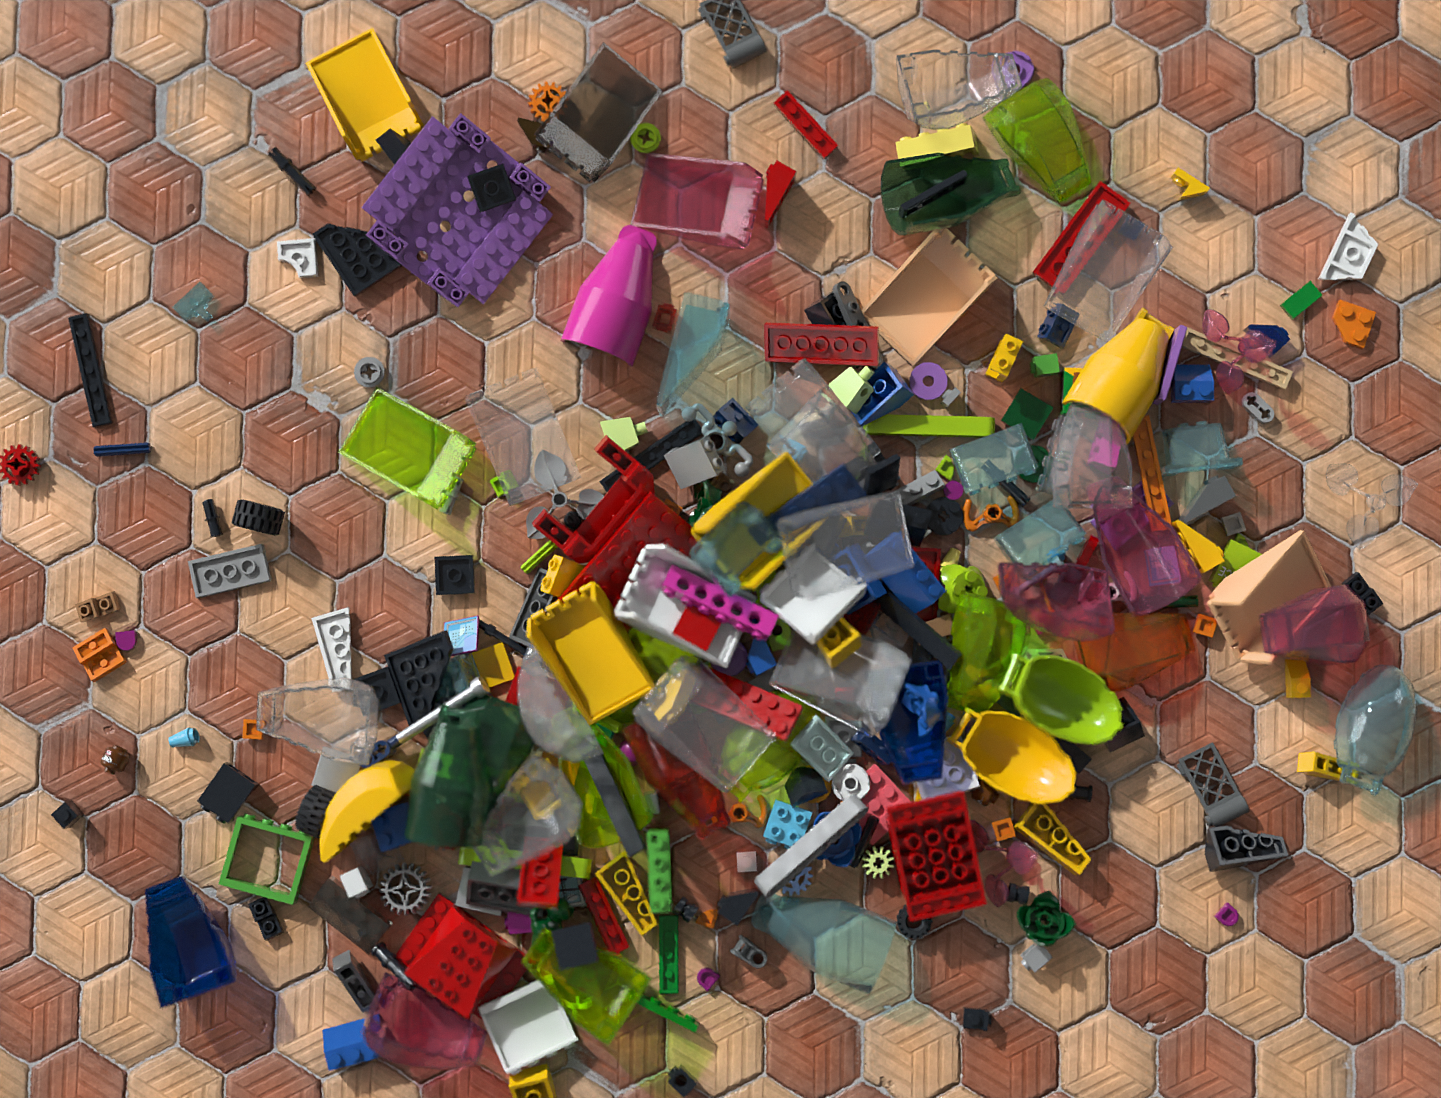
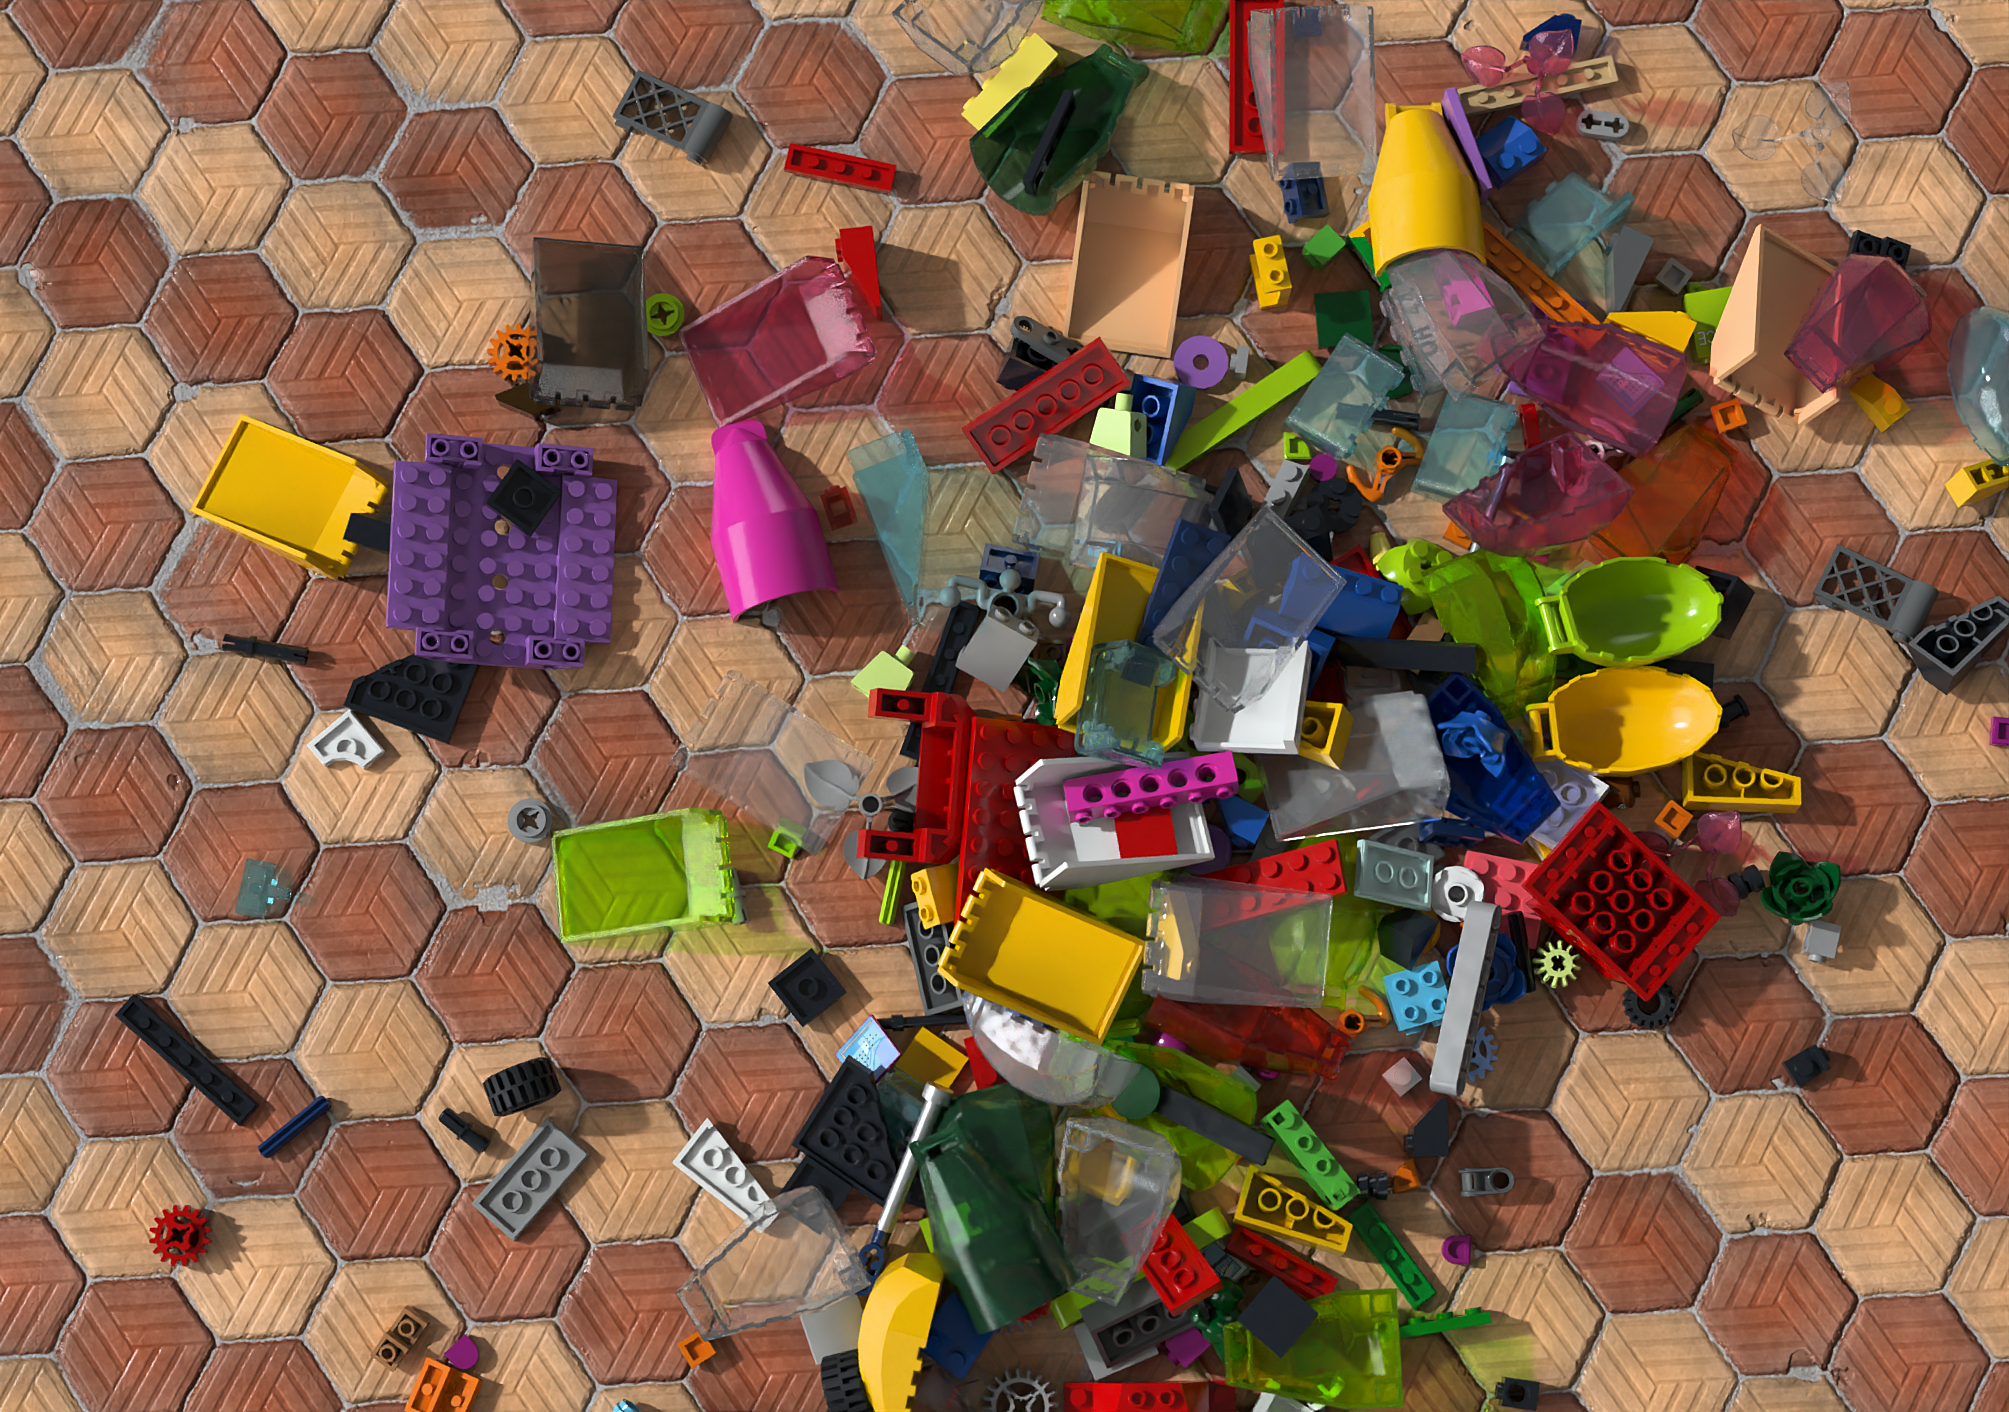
camera: 40 degrees left, 5 degrees down
(594, 768) = (1141, 1095): none -> dark green tile
(829, 936) = (1564, 1094): clear light blue windscreen -> none

